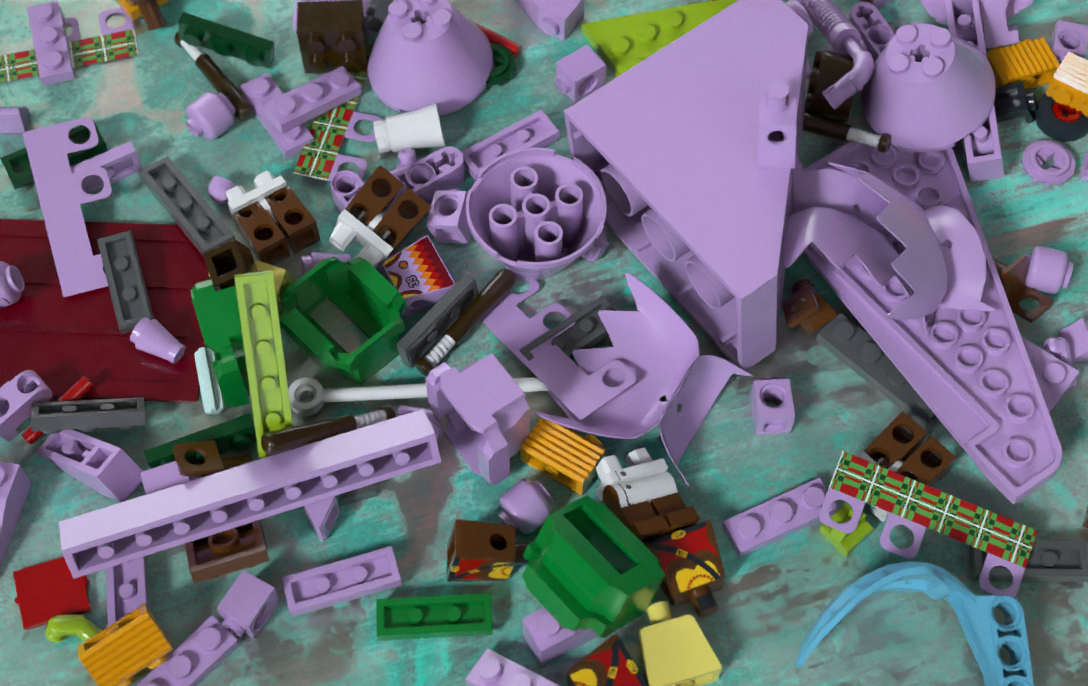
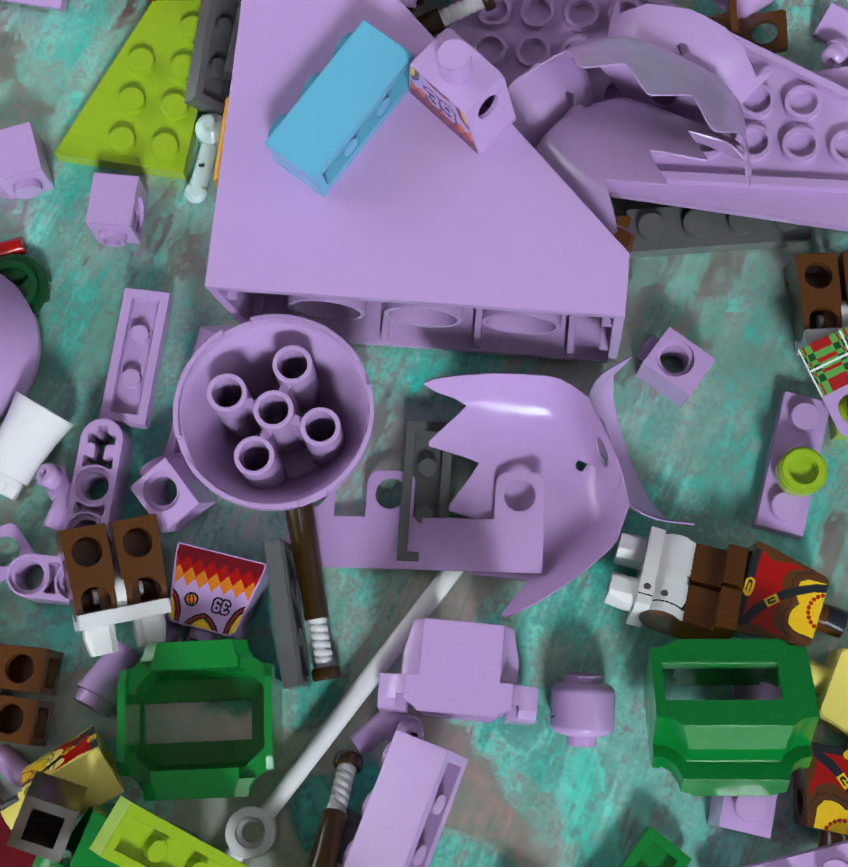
camera: 45 degrees left, 15 degrees up
(482, 551) = (592, 810): reddish brown torso -> none
(562, 454) = (560, 620): light orange brick -> none
(712, 86) = (341, 108): none -> medium azure brick
(776, 516) = (801, 471): none -> lime tile

